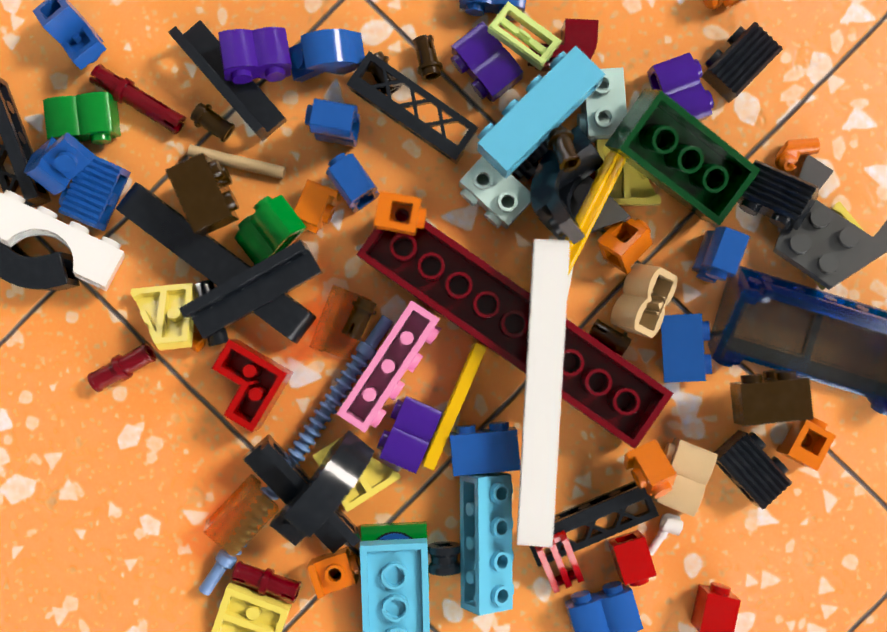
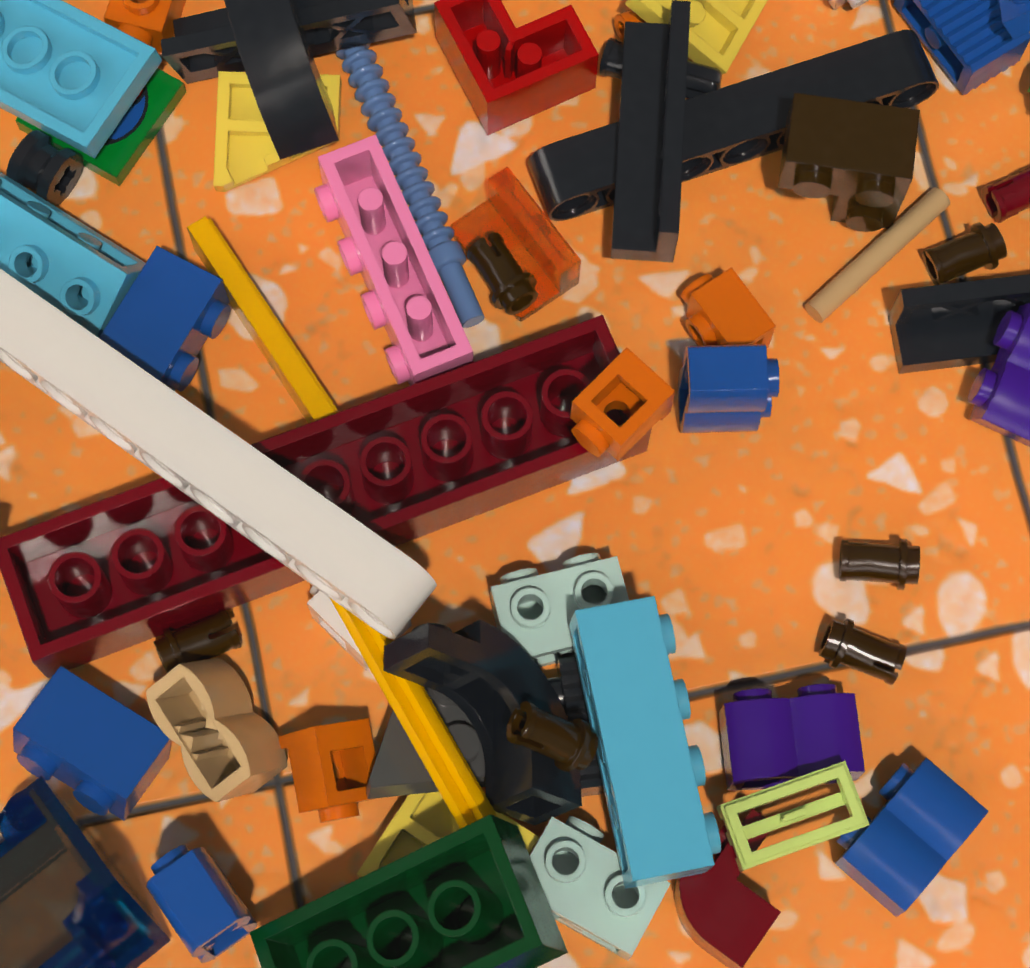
camera: 125 degrees right, 15 degrees down
(269, 229) = (731, 221): green brick -> none
(326, 51) = (965, 490): blue brick -> none
(333, 122) = (840, 421): blue brick -> none
(403, 117) = (782, 550): black fence -> none
(410, 433) = (271, 237): dark purple brick -> none

